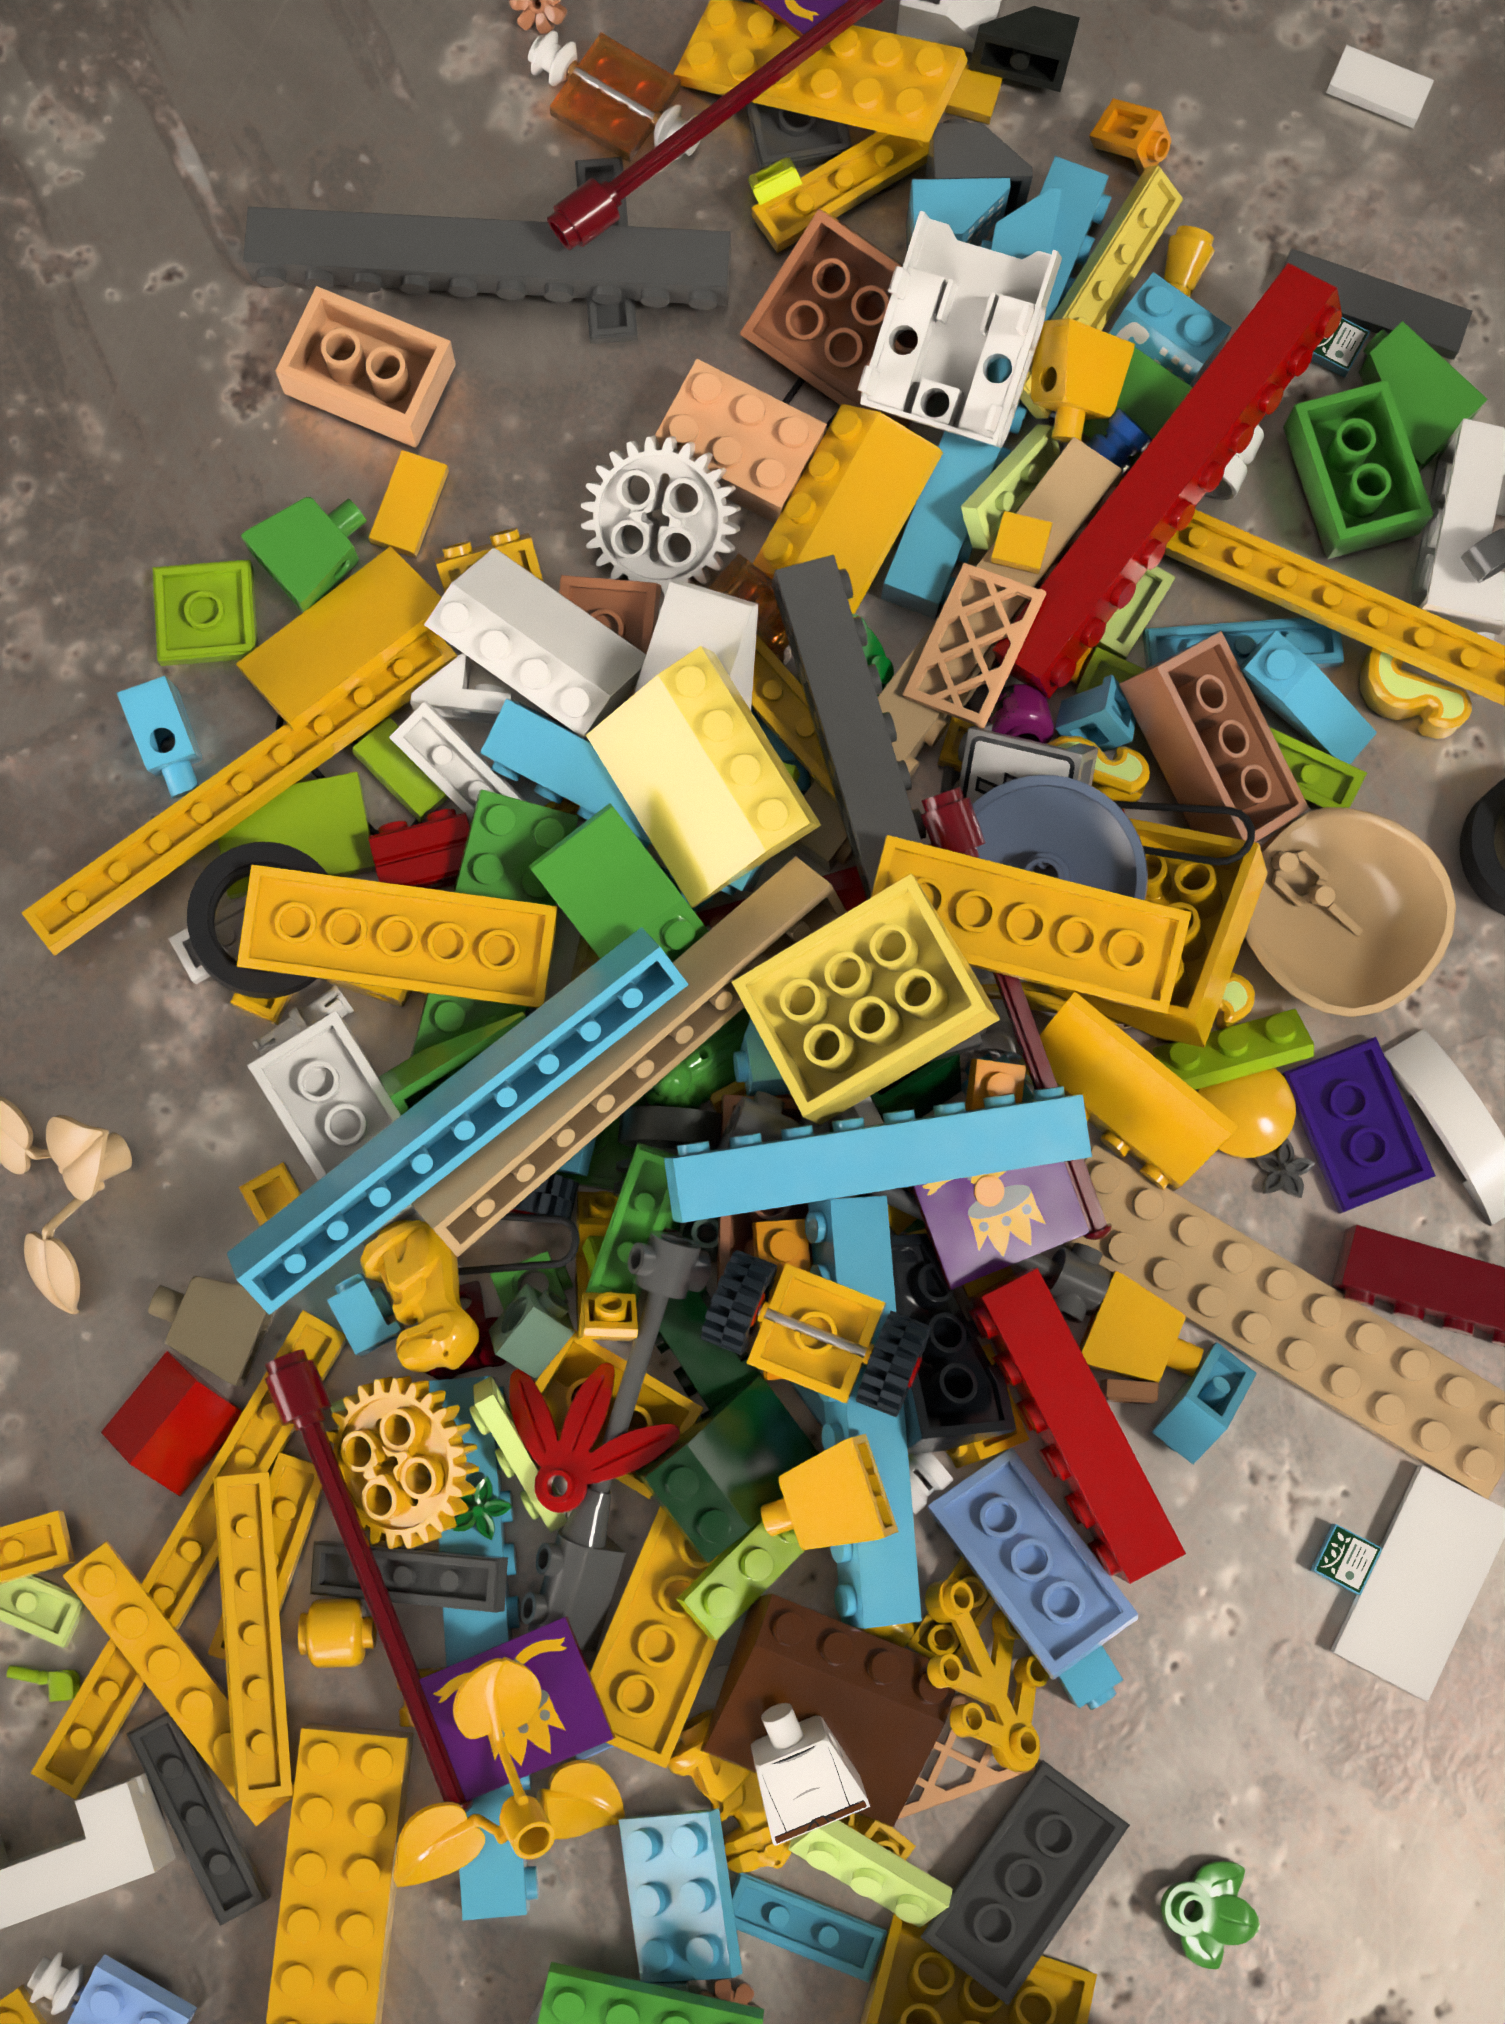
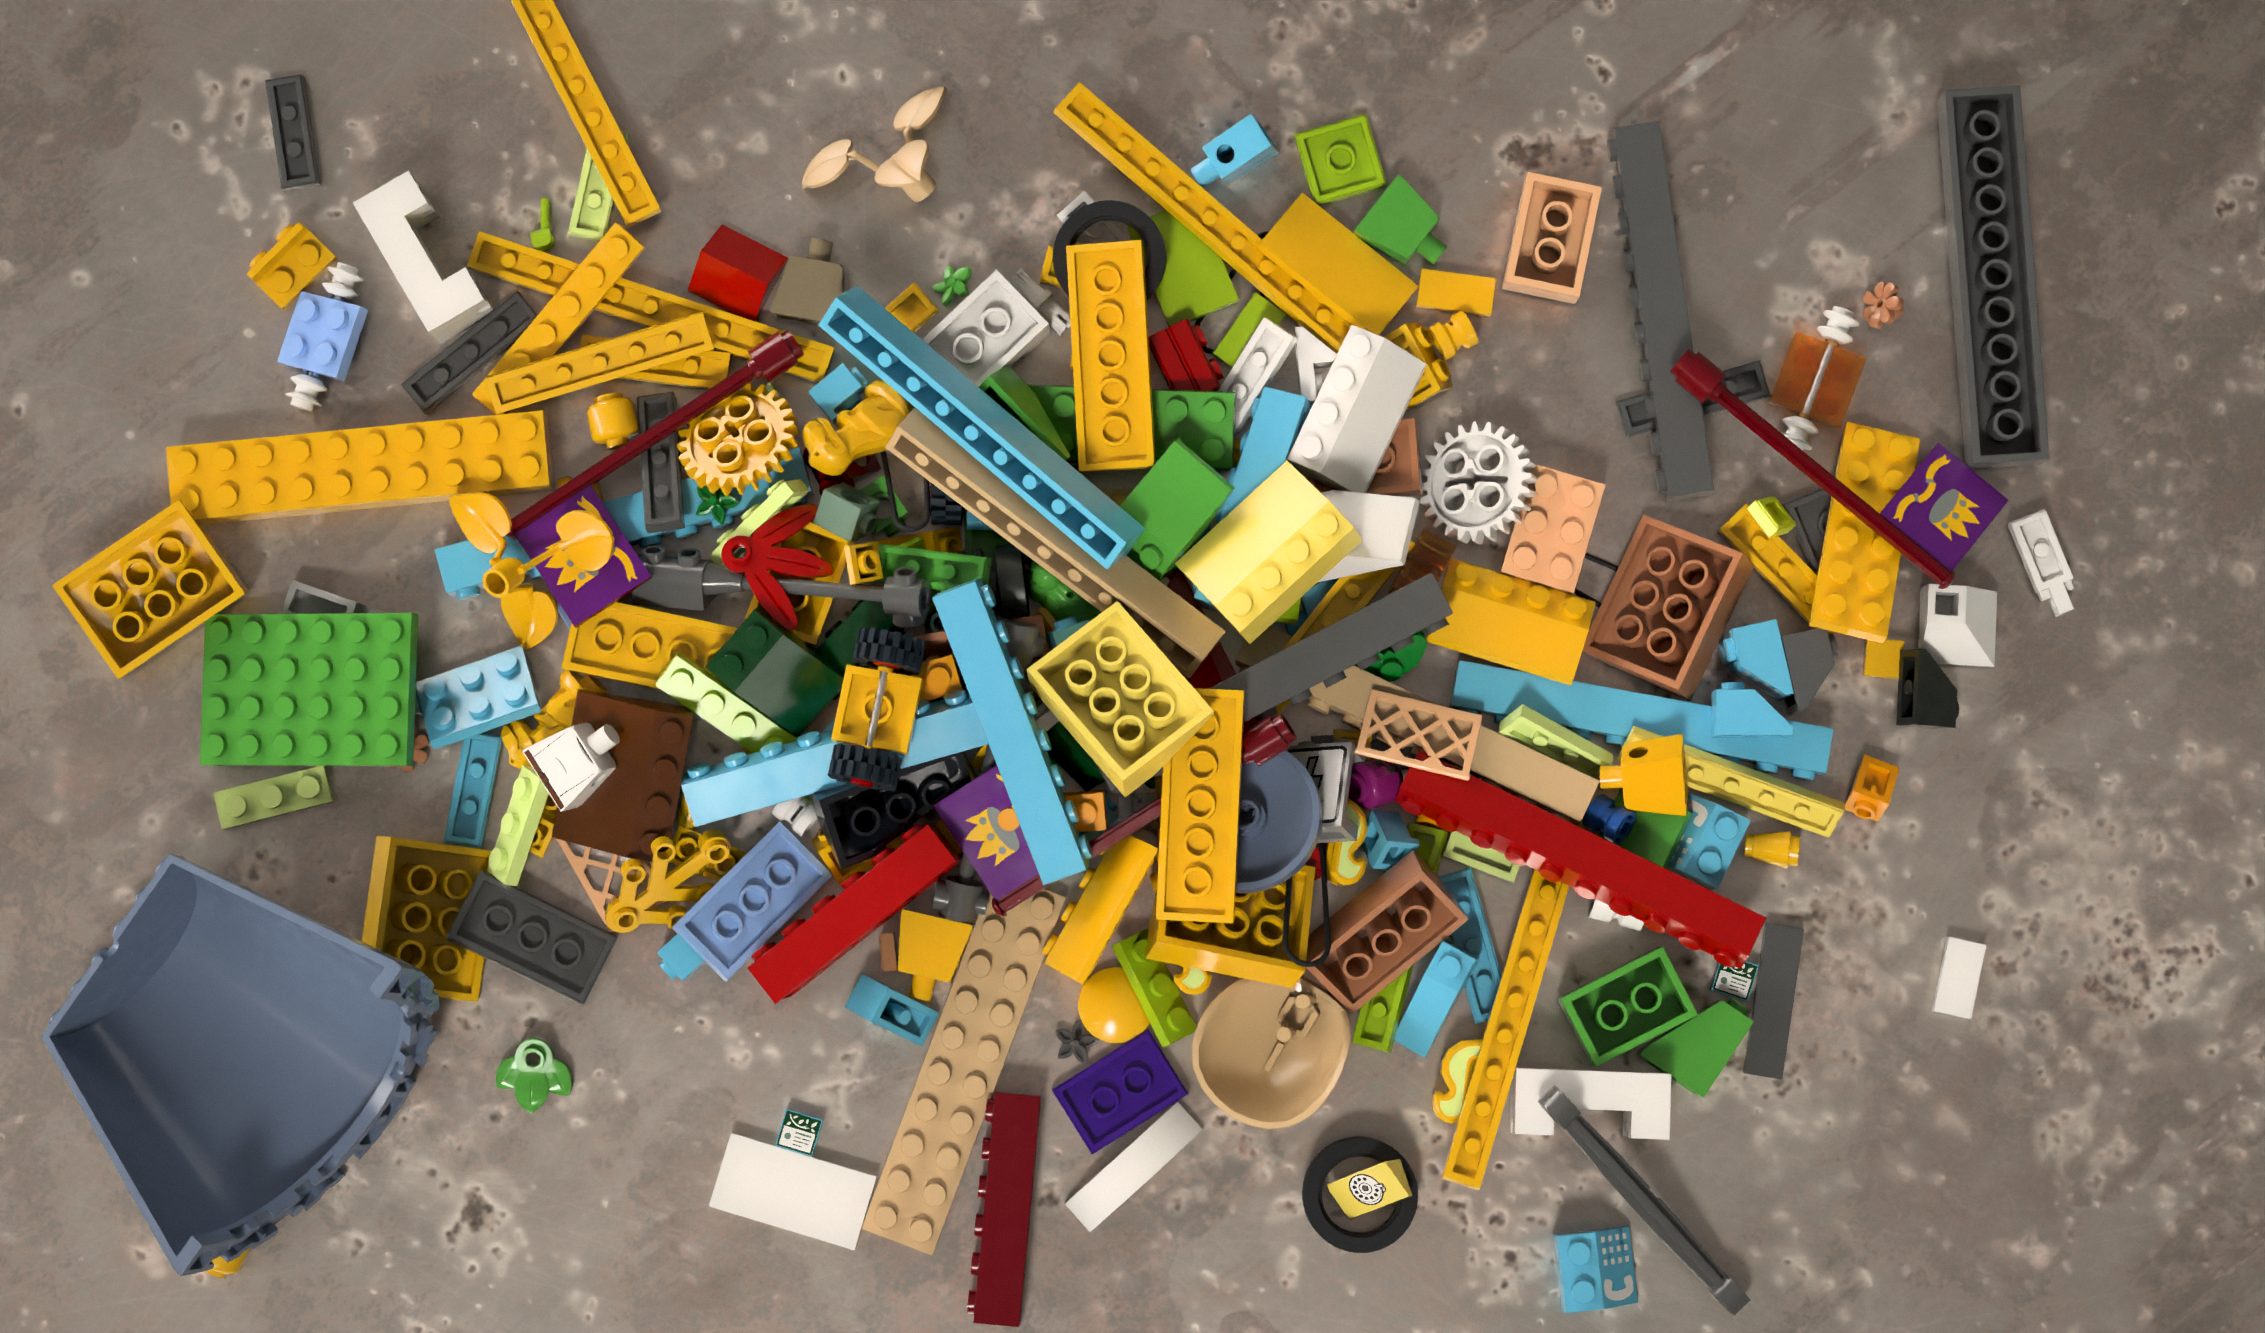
camera: 85 degrees right, 5 degrees up
(253, 1134) = (953, 283): none -> bright green plant
(462, 513) = (1451, 336): none -> yellow wheel
(833, 1499) = (764, 745): yellow torso -> none
(966, 314) = (1675, 678): white piece -> none
(1021, 542) = (1506, 755): yellow tile -> none

